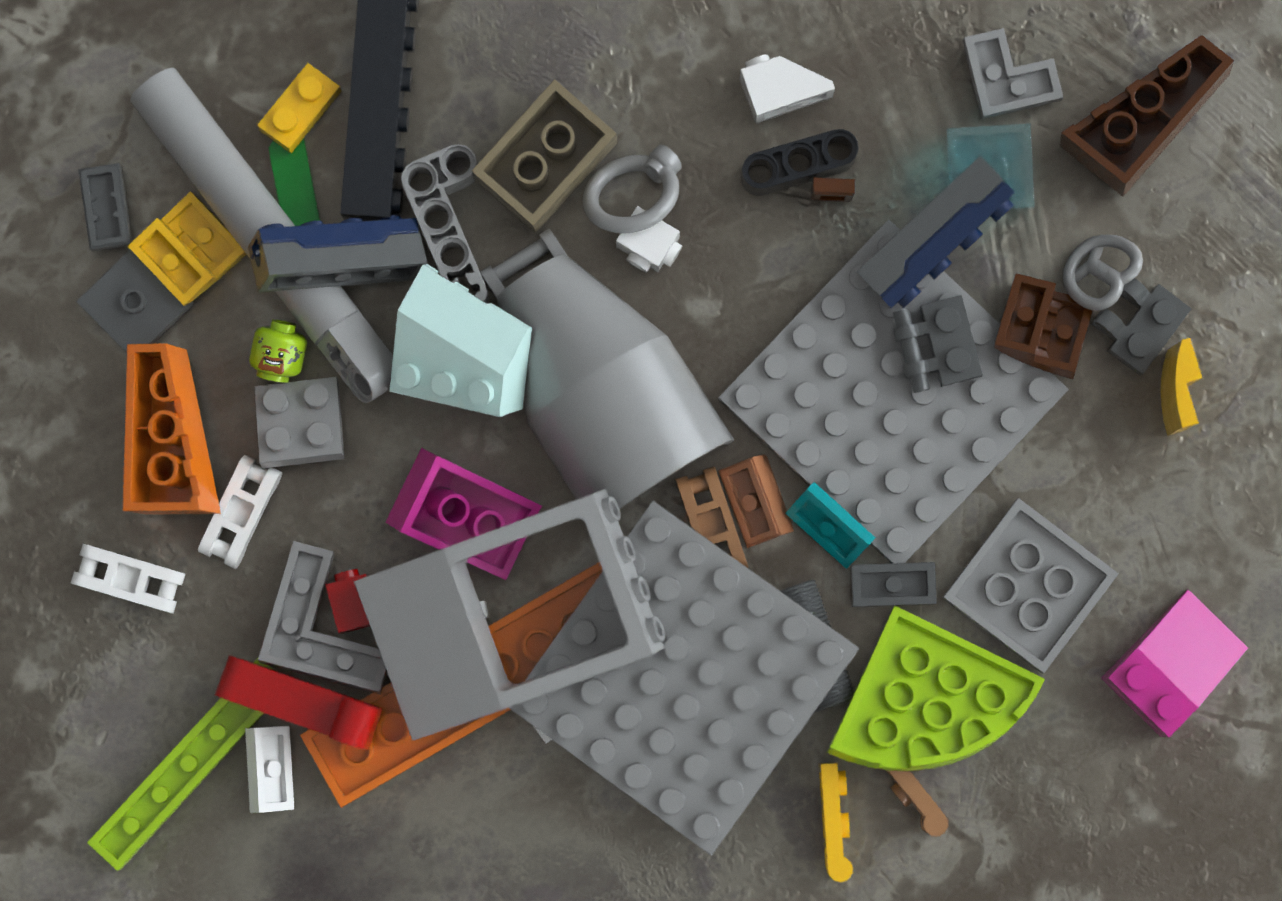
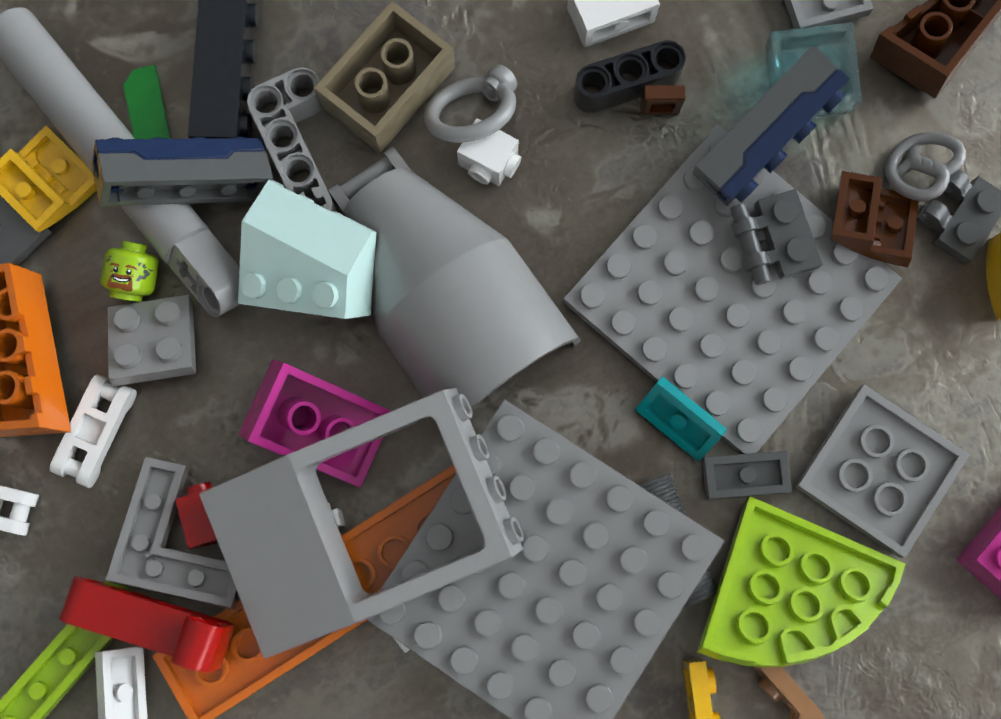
camera: 10 degrees left, 5 degrees down
(299, 108) = (151, 46): yellow plate -> none
(711, 518) = (564, 415): medium nougat plate -> none
(756, 500) = (604, 398): nougat slope -> none

